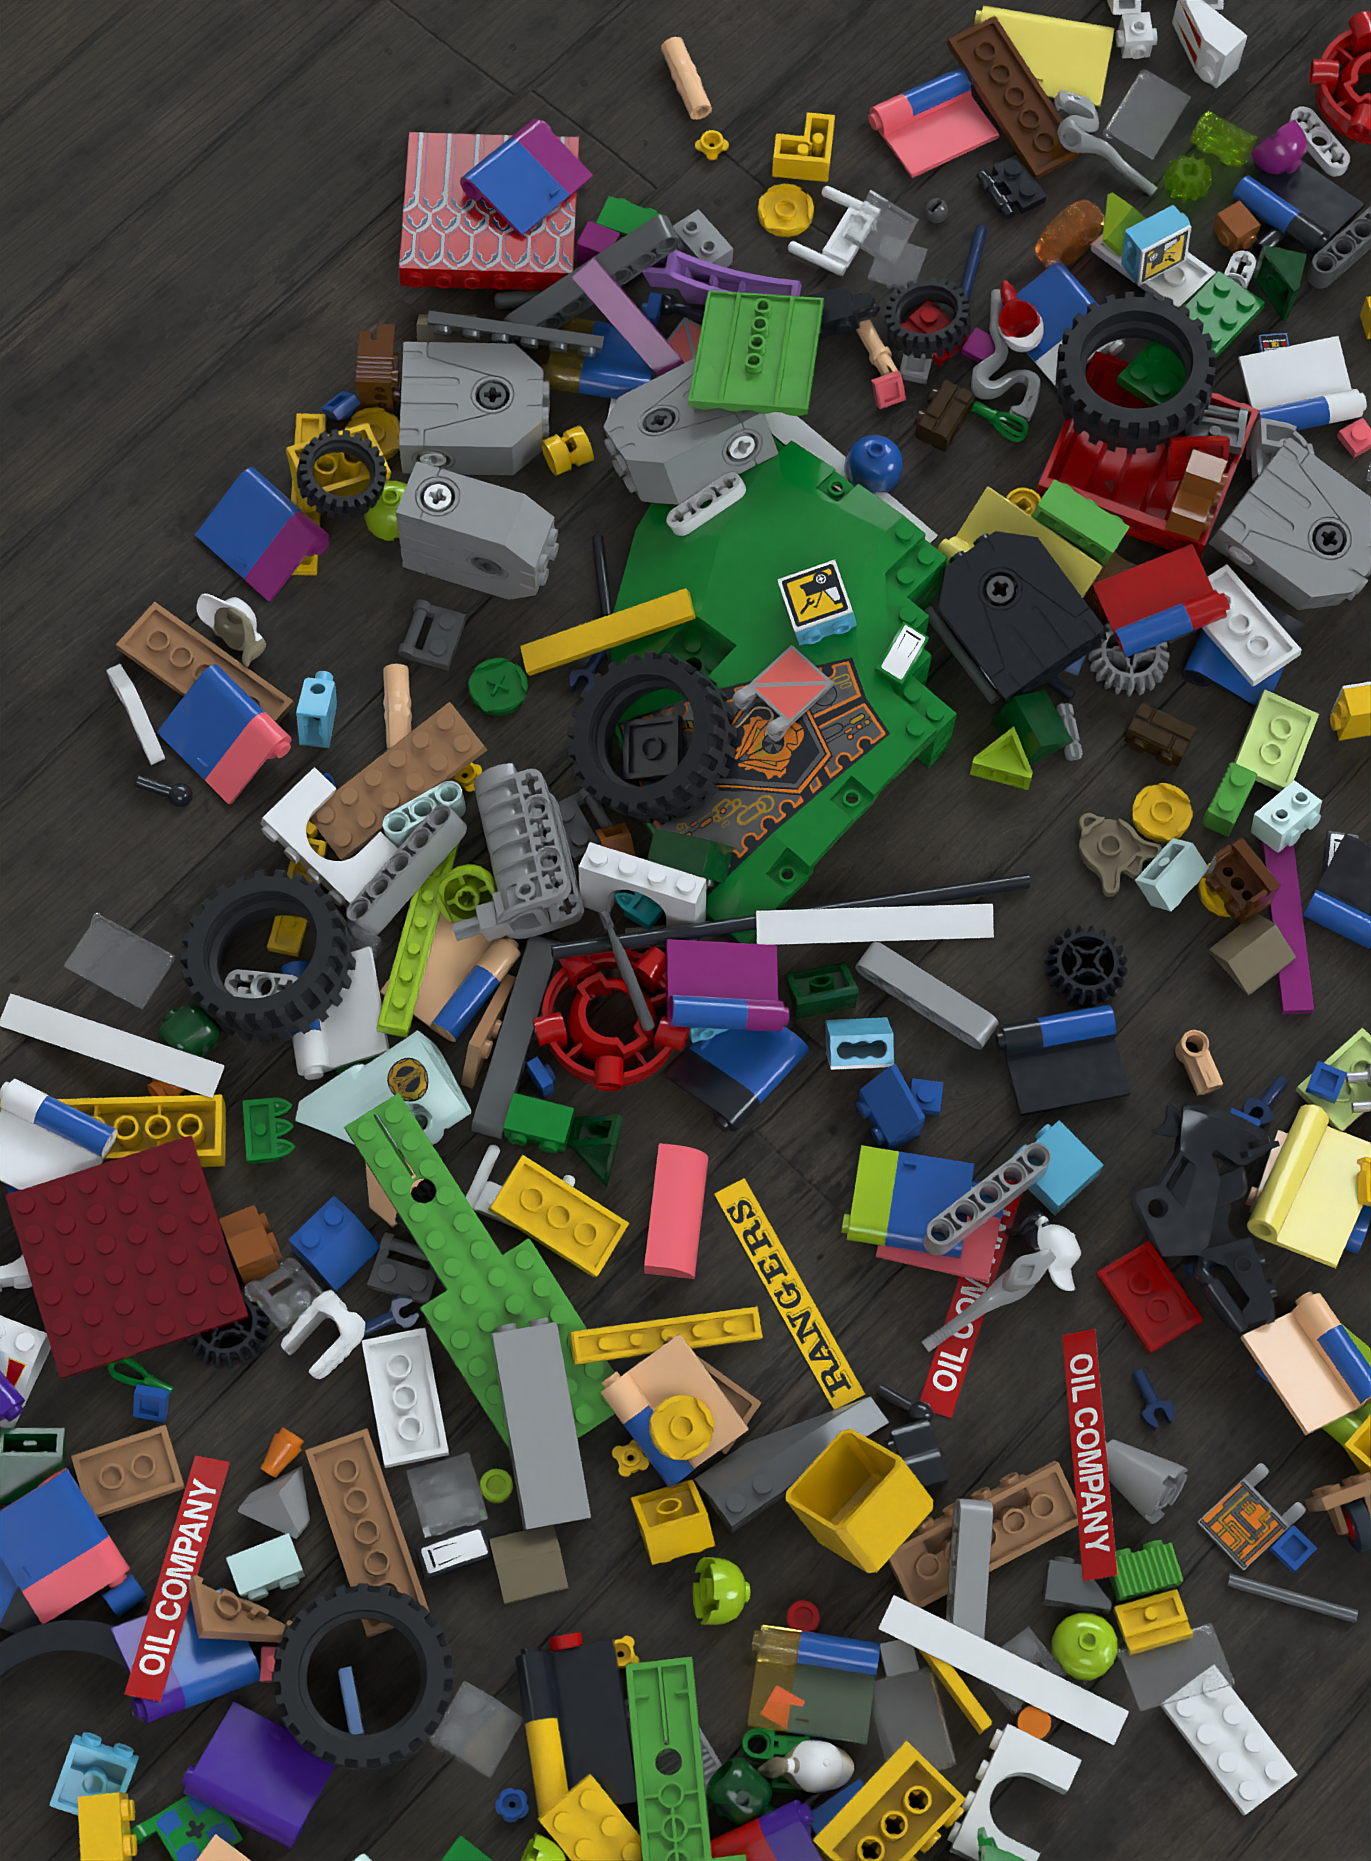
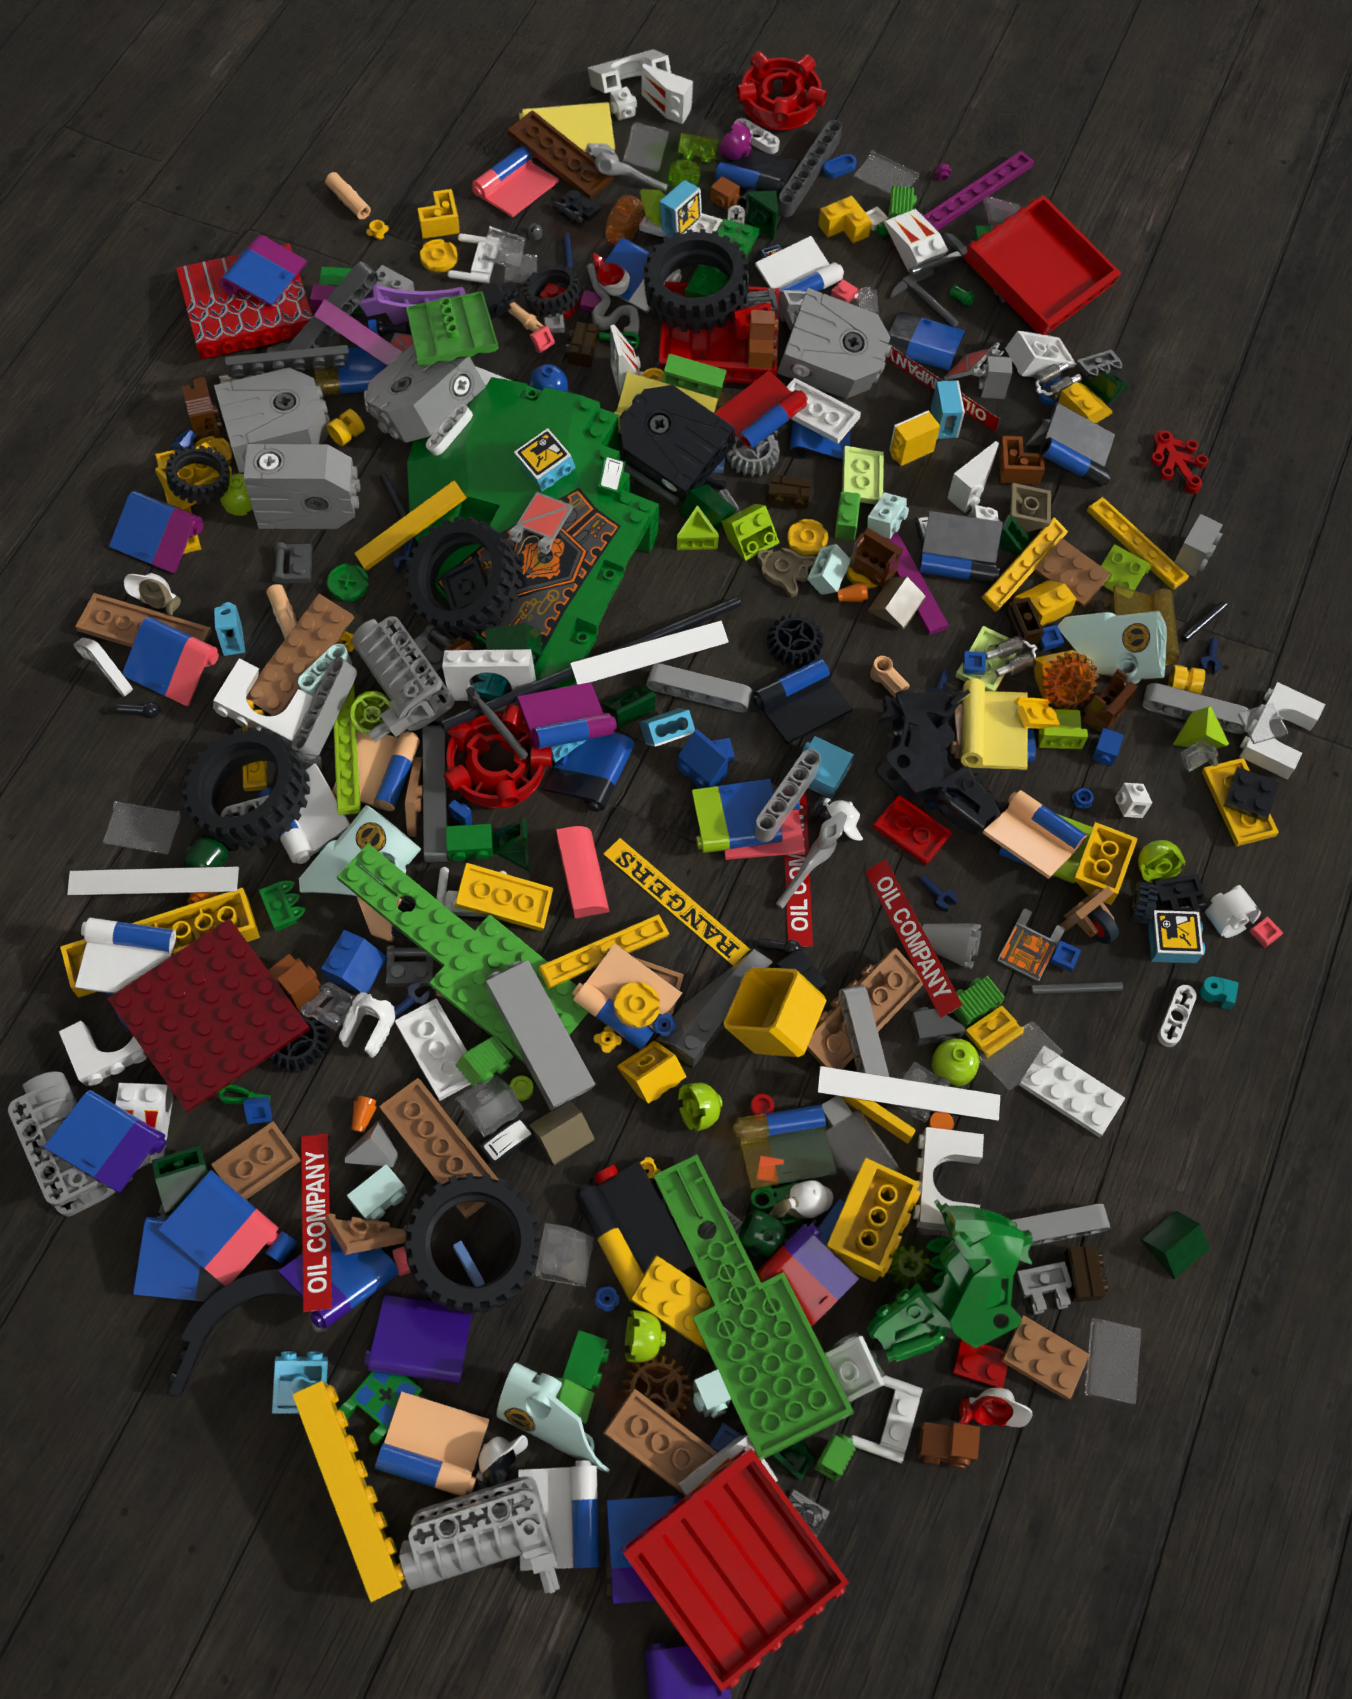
camera: 20 degrees left, 5 degrees down
(459, 1436) = (484, 1061): none -> bright green brick
(710, 1473) = (664, 1031): none -> blue plate
(992, 462) = (622, 358): none -> white slope
(1082, 780) = (750, 531): none -> lime slope
(1195, 919) = (853, 593): none -> orange cone

